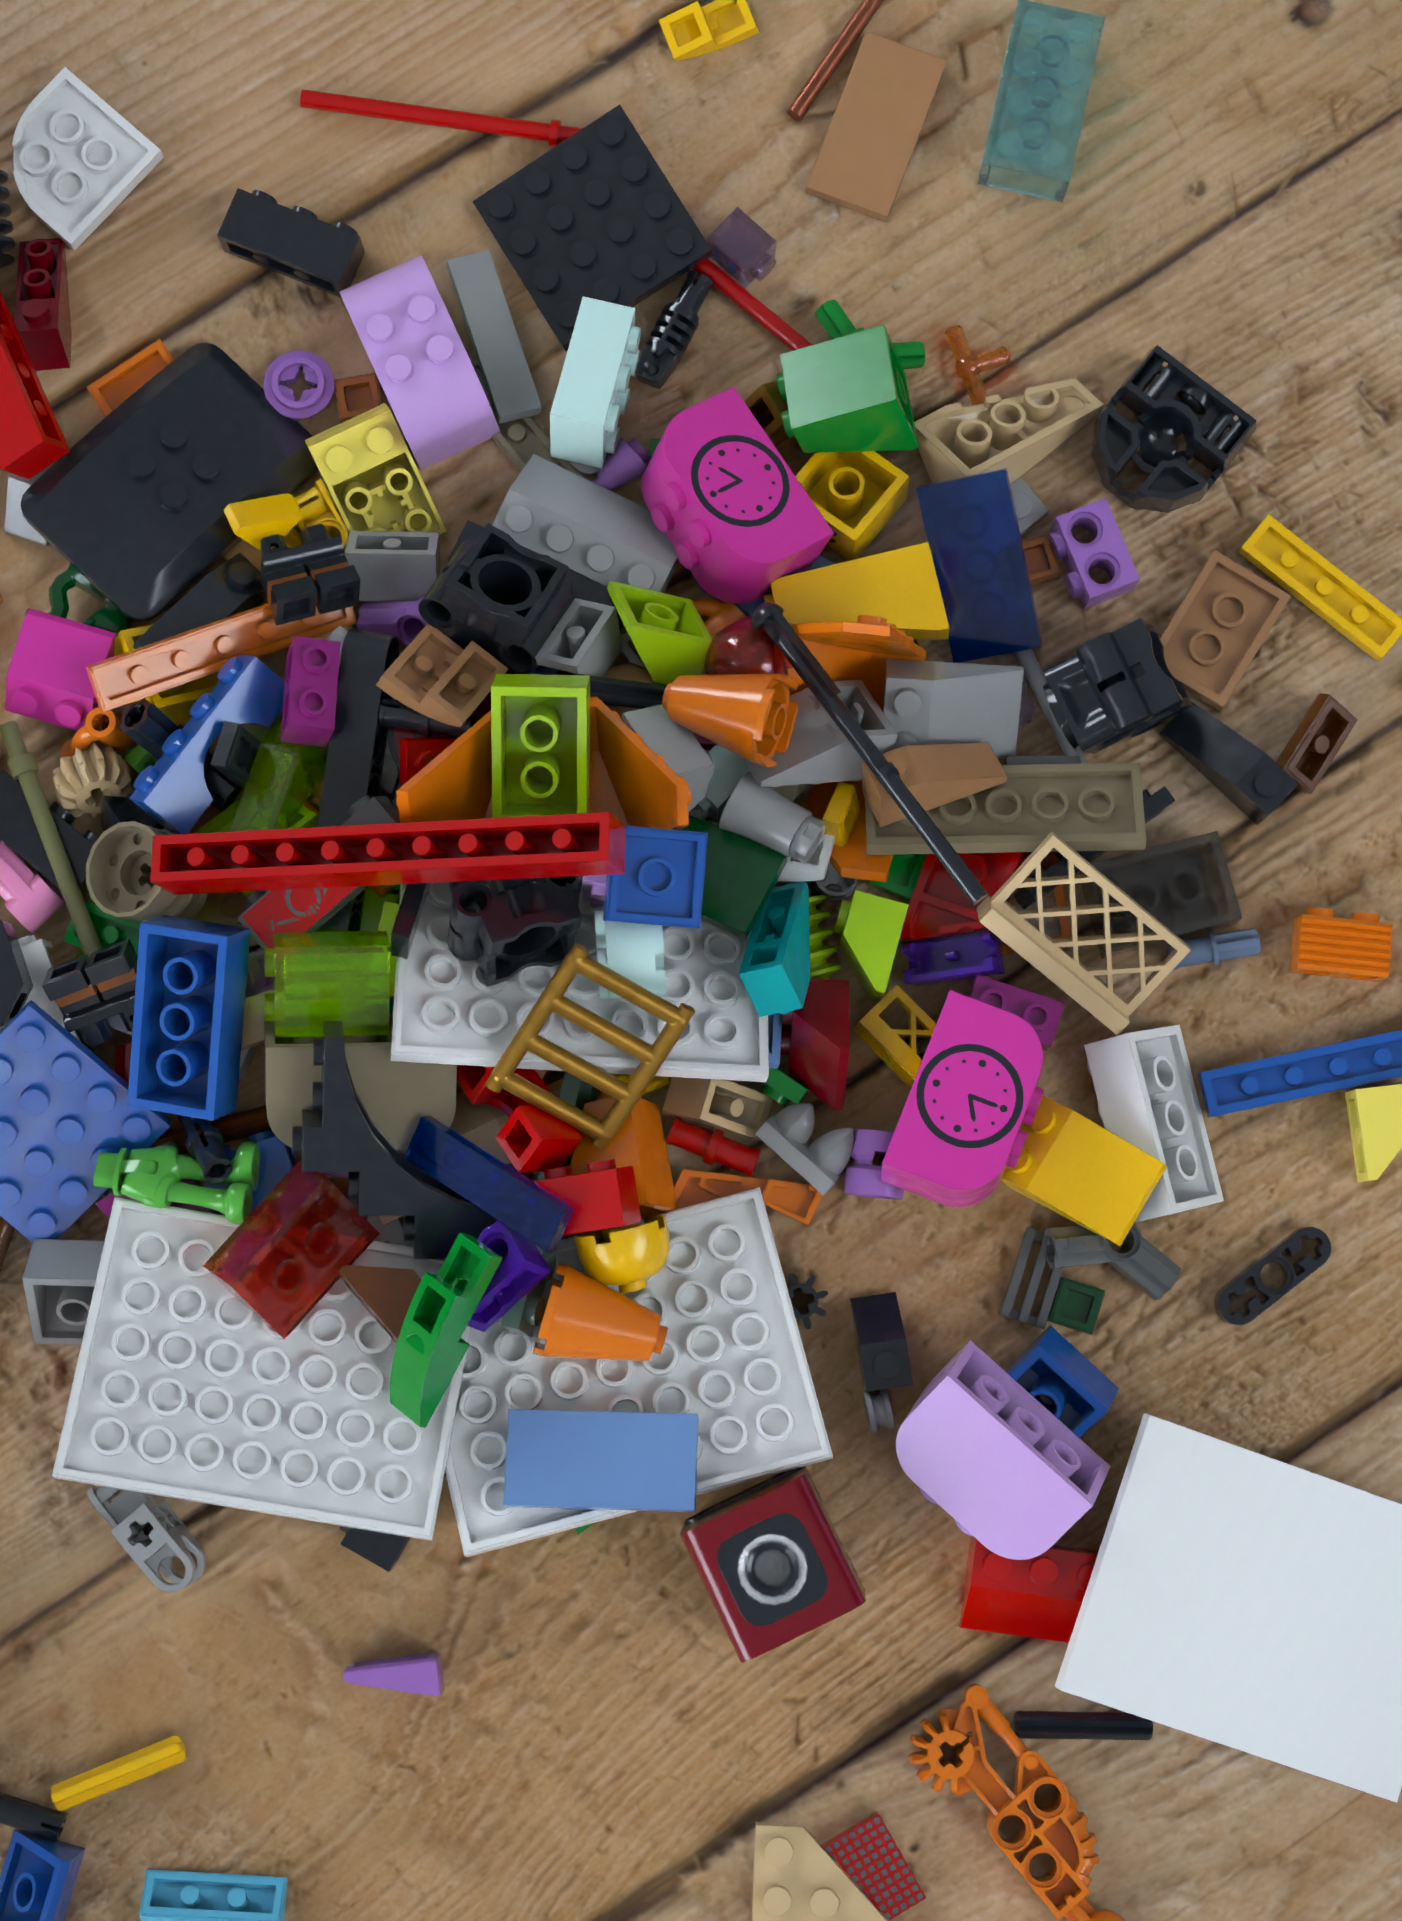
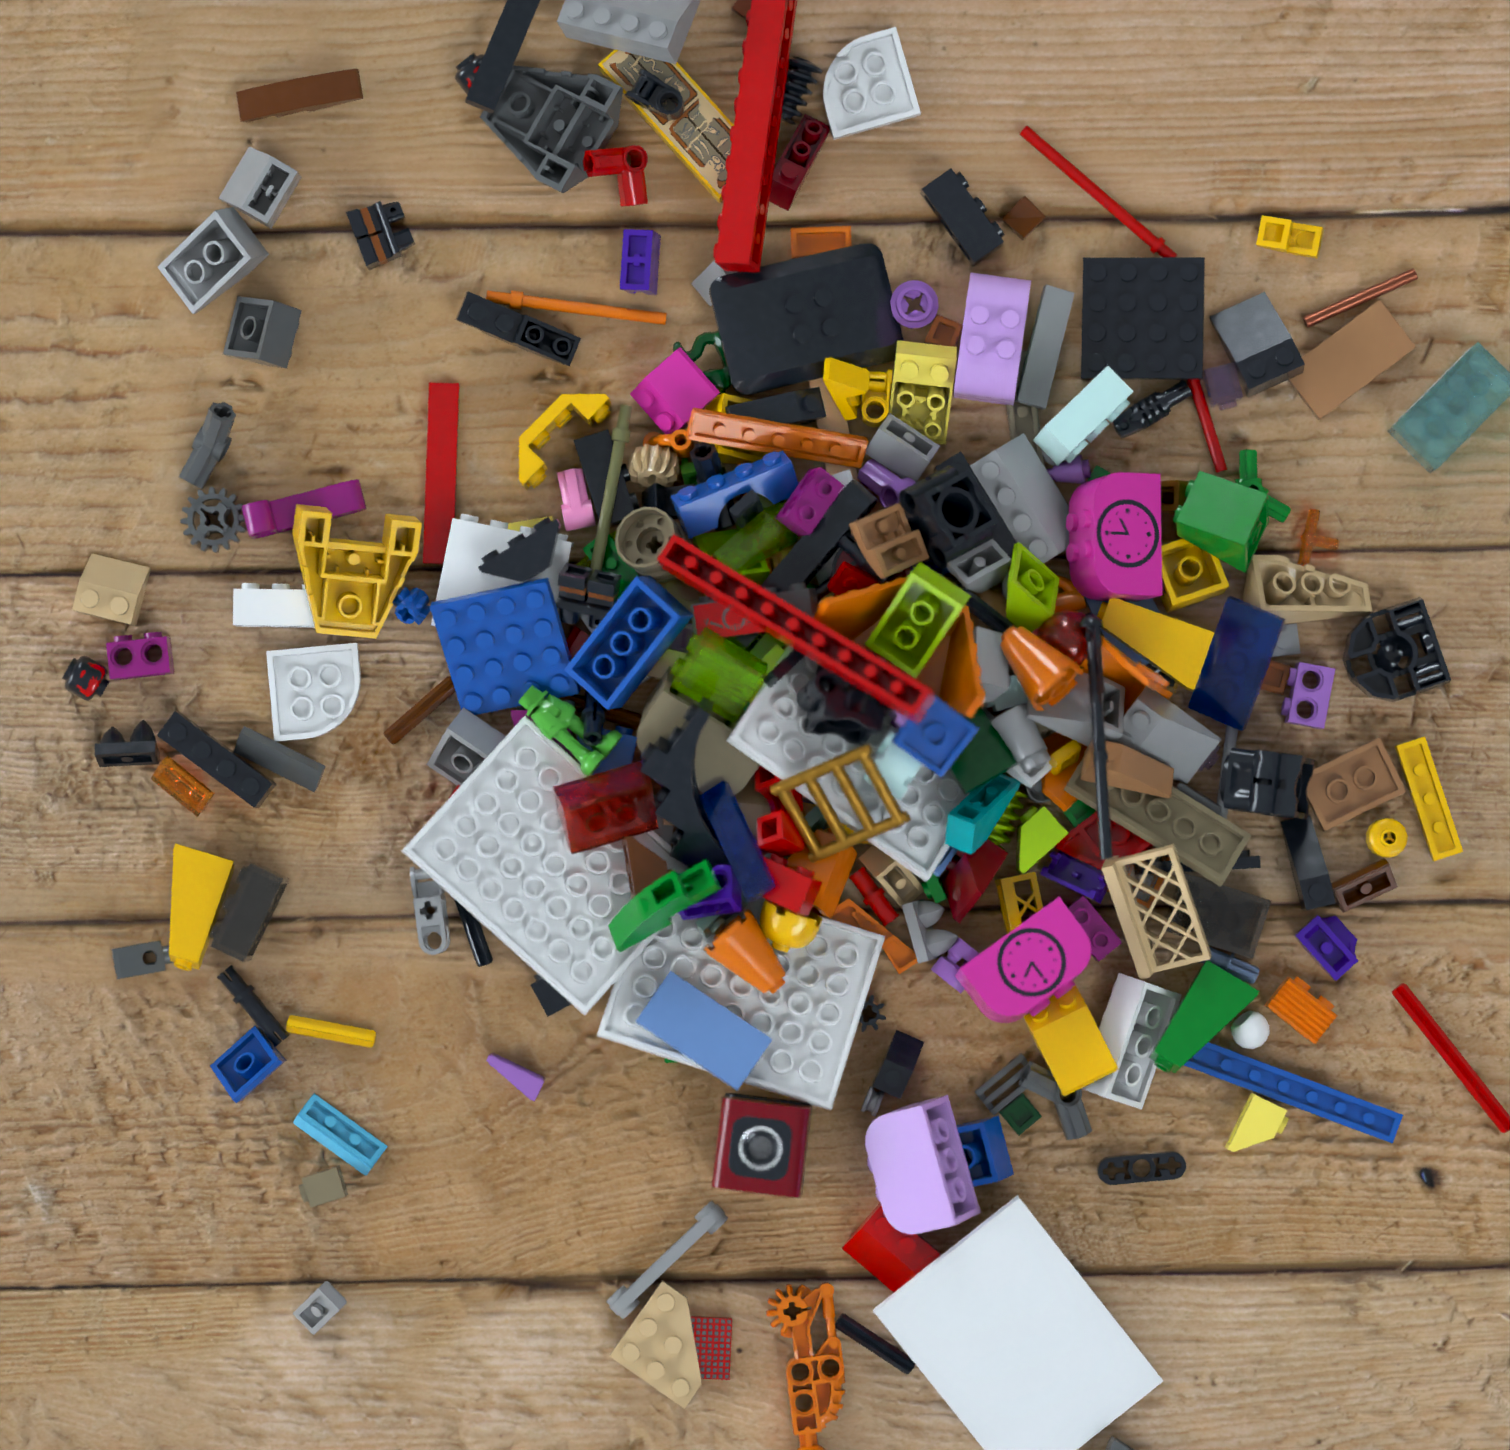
camera: 35 degrees right, 5 degrees up
(236, 1529) = (475, 936): none -> black axle
(307, 575) = (849, 430): black hips -> none
(369, 199) = (1023, 218): none -> reddish brown slope
(723, 1880) = (708, 1219): none -> light grey piece
(756, 168) = (1258, 344): none -> slope
(1223, 1028) = (1203, 1012): none -> green slope
(1295, 1012) = (1250, 1030): none -> white piece
(1309, 678) = (1376, 841): none -> yellow head
(1321, 846) = (1329, 944): none -> dark purple slope

